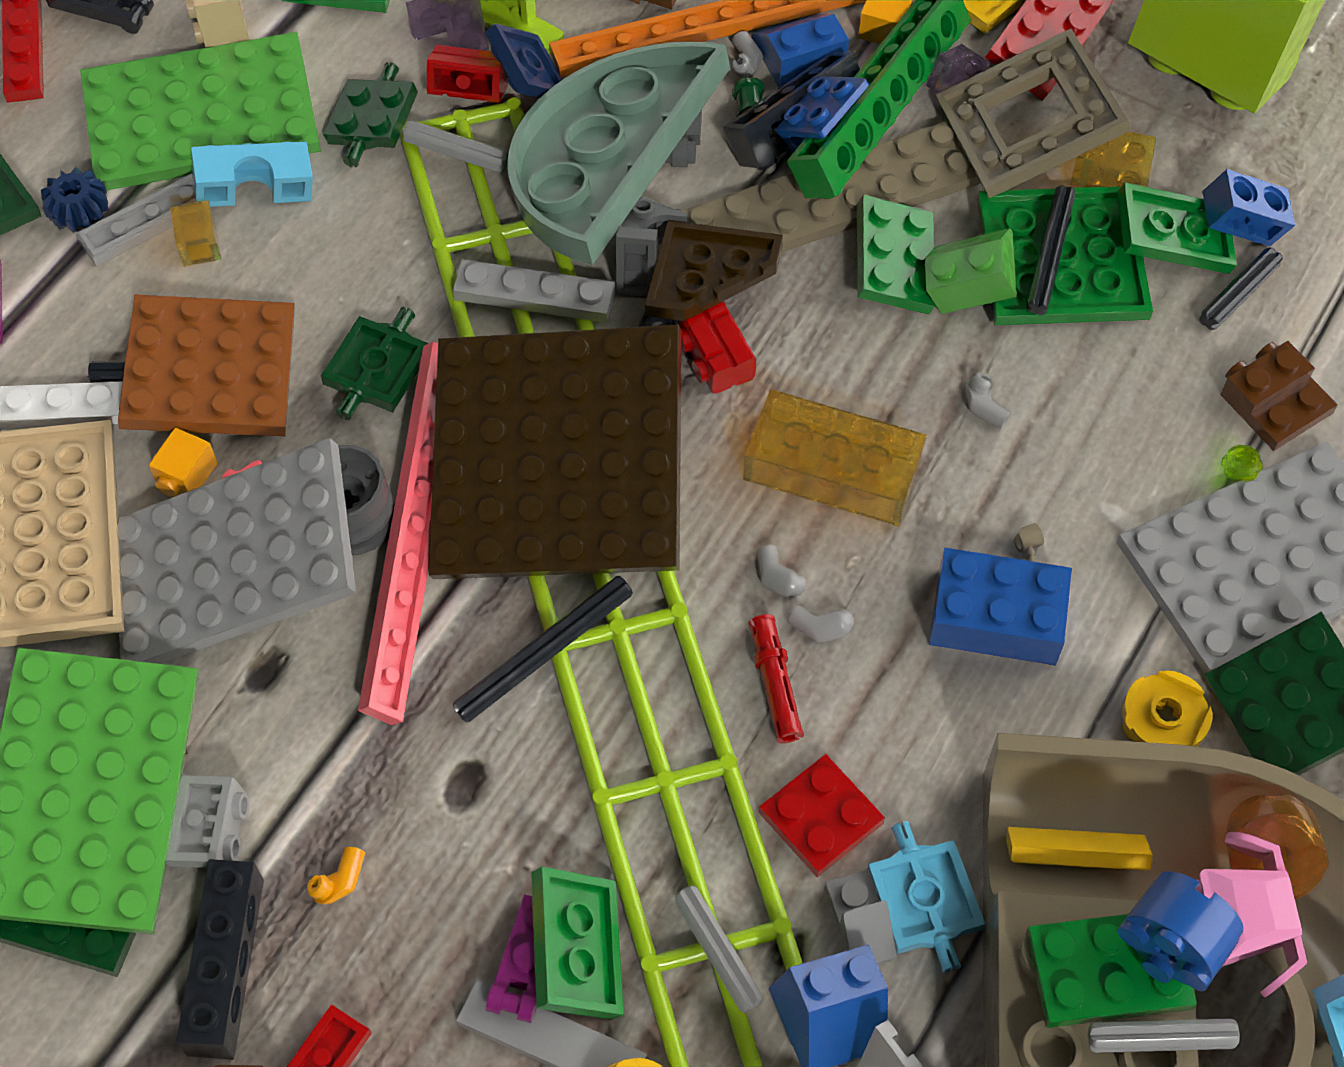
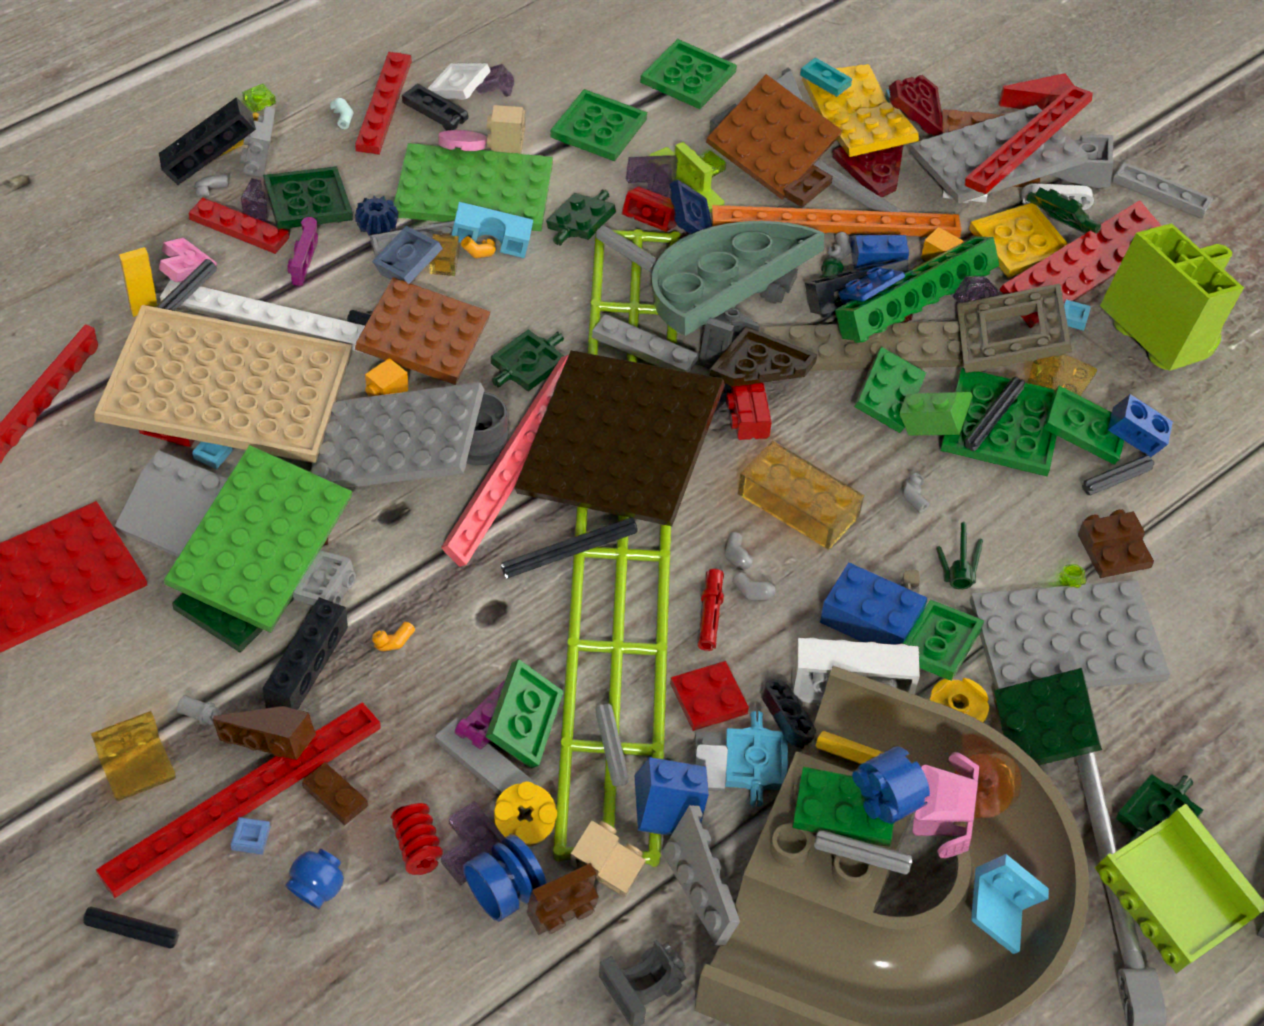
camera: 15 degrees right, 10 degrees down
(143, 253) = (406, 255): none -> sand blue plate
(160, 40) = (463, 139): none -> bright pink tile
(251, 206) = (476, 250): none -> light orange arm
(965, 832) = (795, 727): none -> black beam
(1054, 702) = (884, 663): none -> white brick
(1095, 504) = (961, 574): none -> dark green plant
(1104, 61) = (1076, 314): none -> medium azure plate
(1109, 624) = (943, 638): none -> green plate

